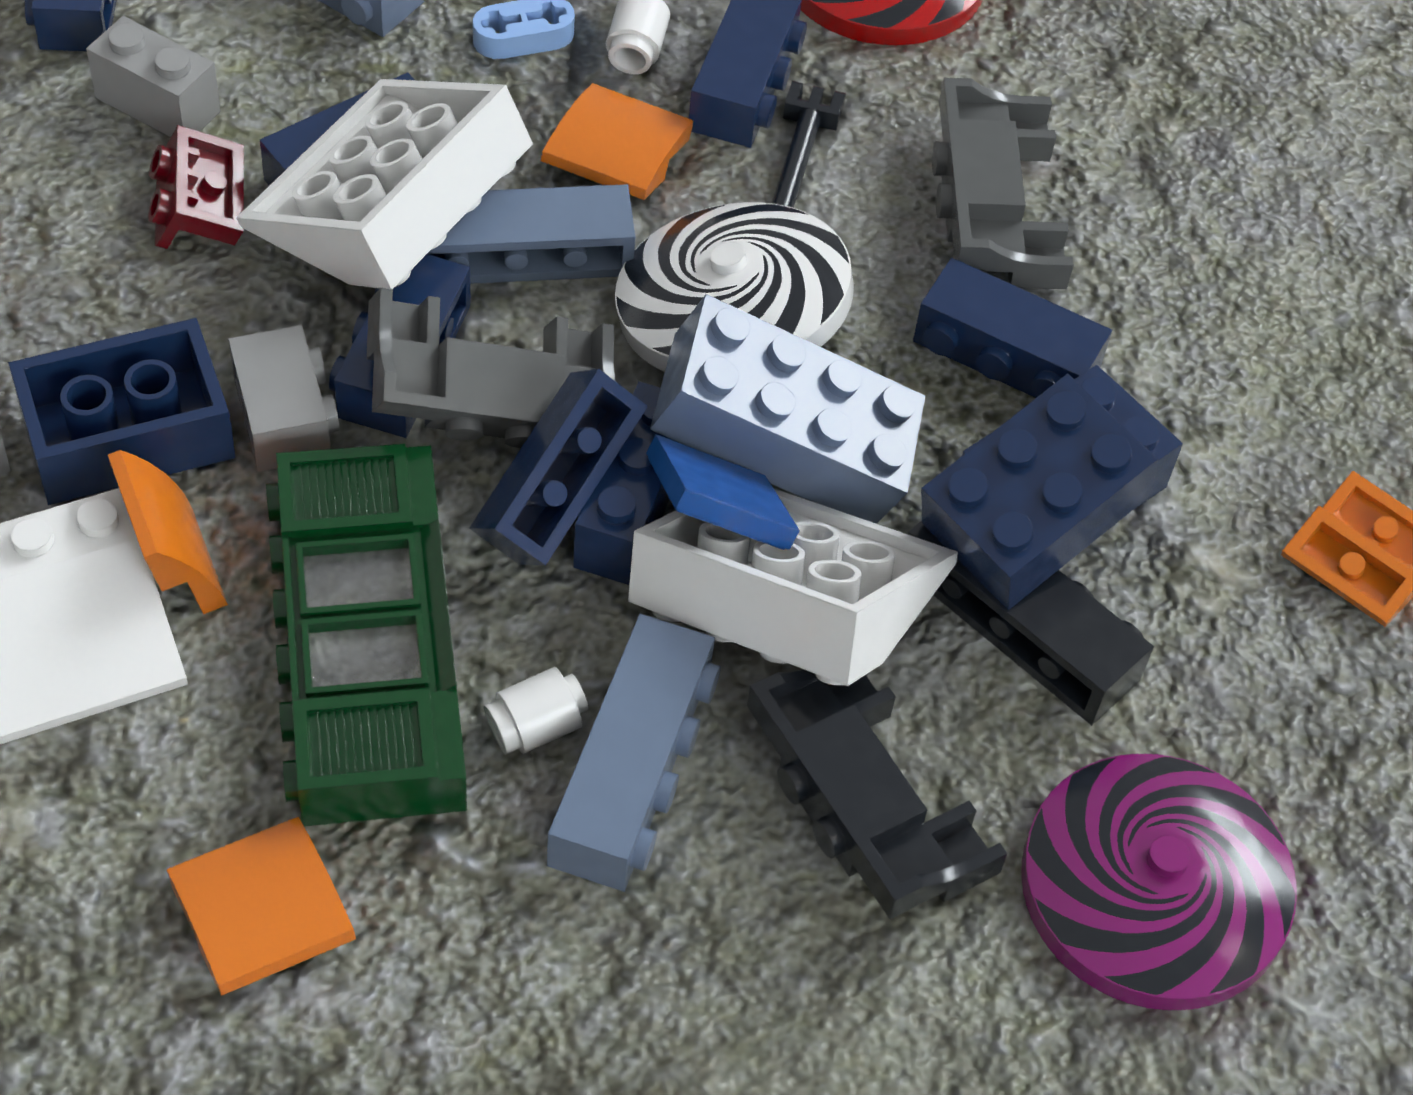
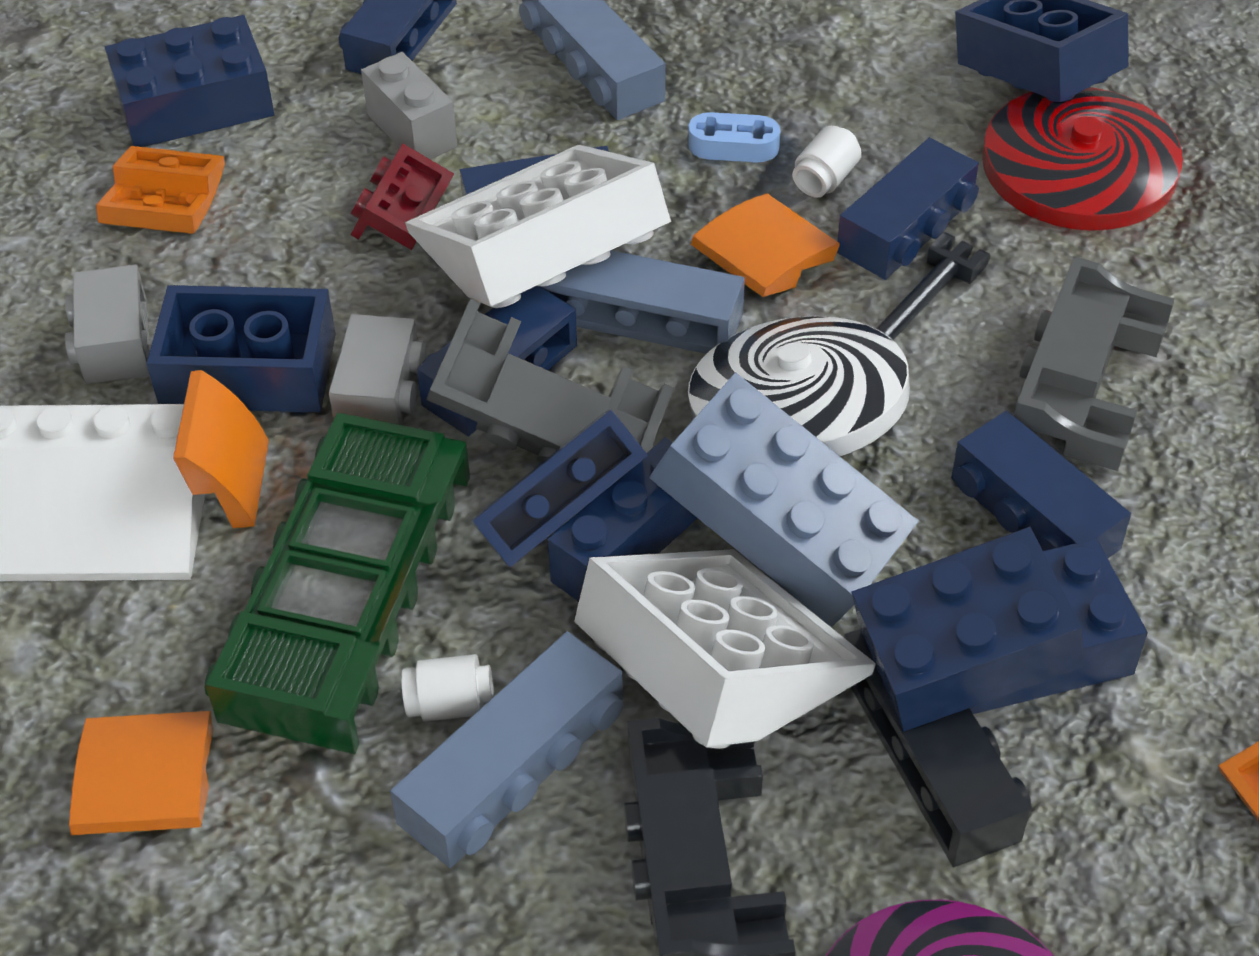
camera: 30 degrees right, 5 degrees down
(721, 493) = (679, 548): blue tile -> none

